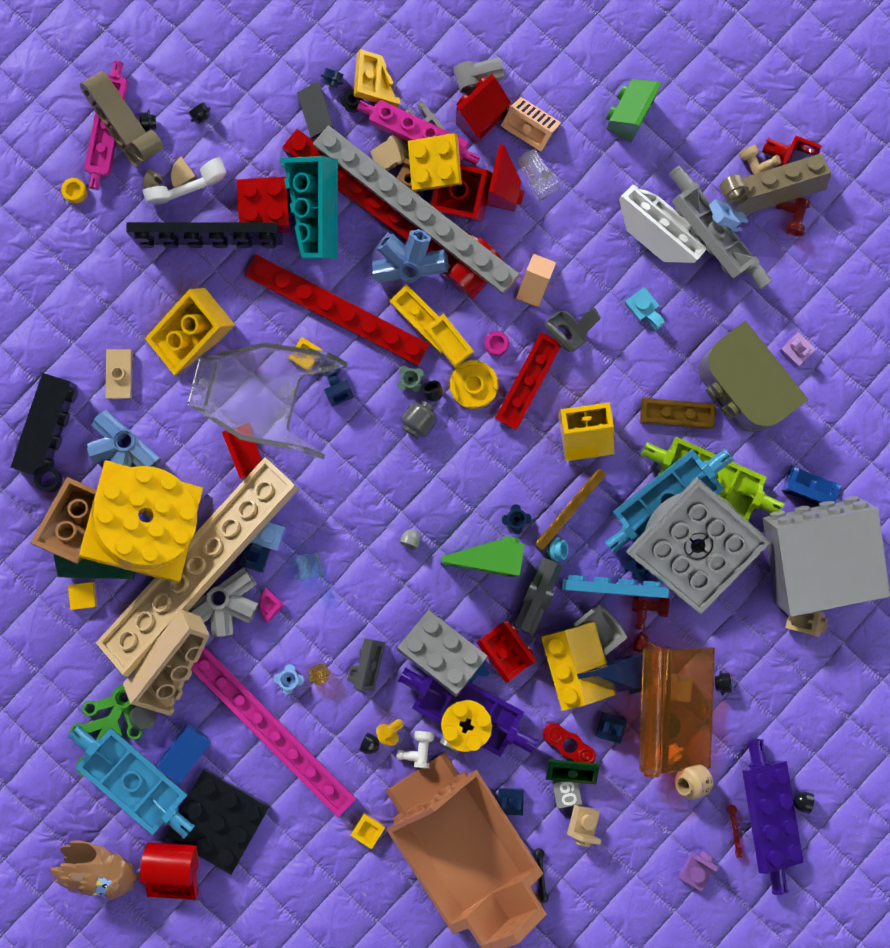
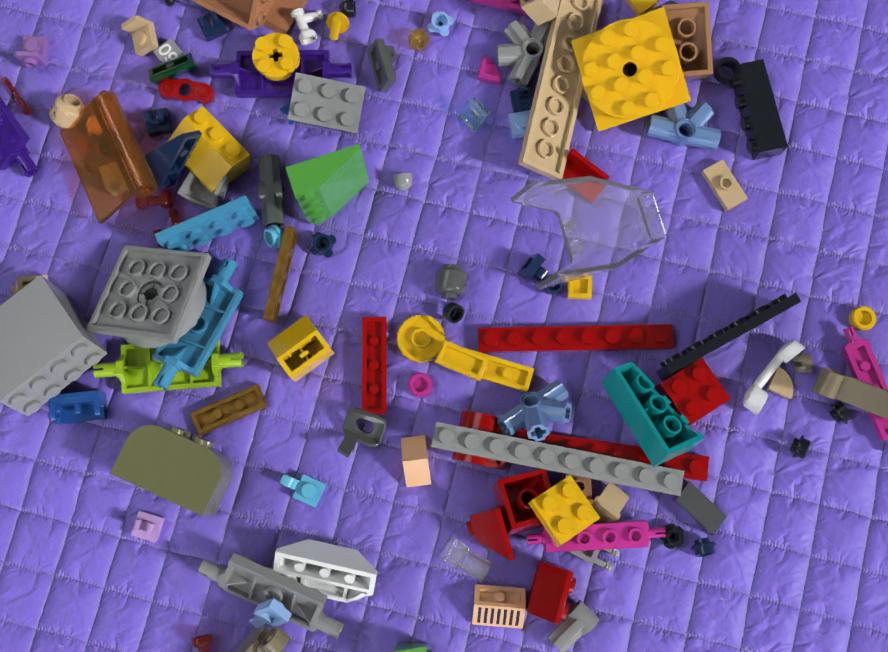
camera: 160 degrees right, 5 degrees down
(189, 330) = (689, 252): yellow slope -> none
(372, 79) = (666, 565): yellow wing -> none
(407, 372) = (472, 309): sand green plate -> none
(506, 651) = (275, 133): red bracket -> none
(723, 683) = (80, 203): black plate -> none

